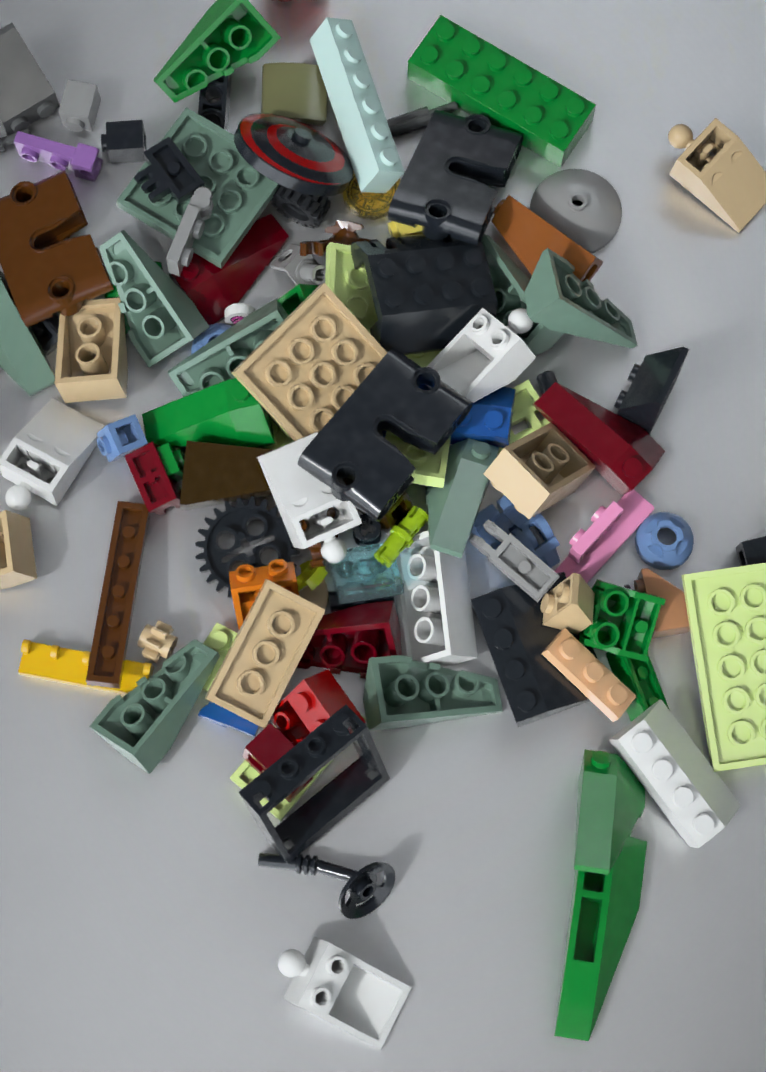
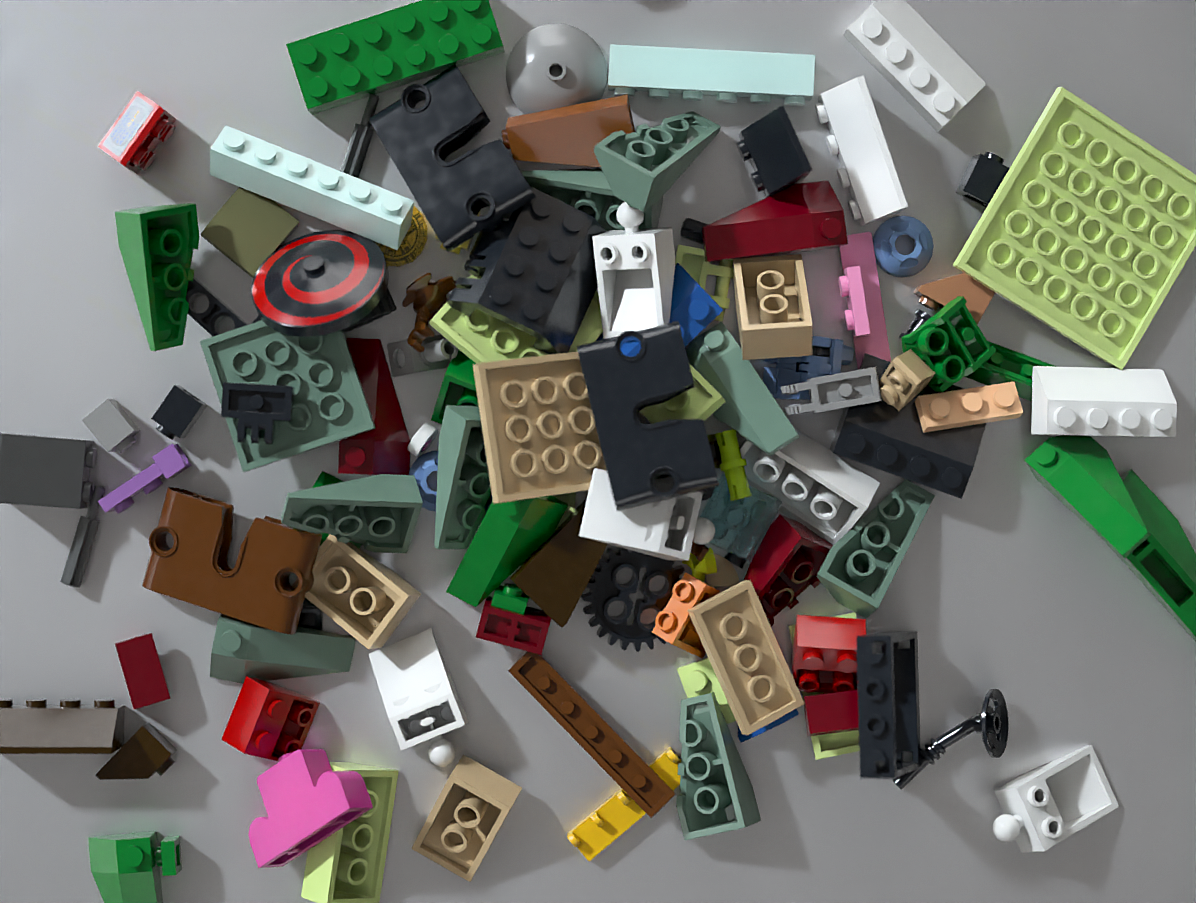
camera: 55 degrees left, 15 degrees up
(120, 438) = (457, 628): medium blue brick -> none
(157, 641) = (656, 730): tan gear -> none
(190, 228) = (326, 431): light grey hinge -> none
(668, 308) = (711, 73): none -> light aqua brick
(705, 451) = (861, 151): none -> white slope

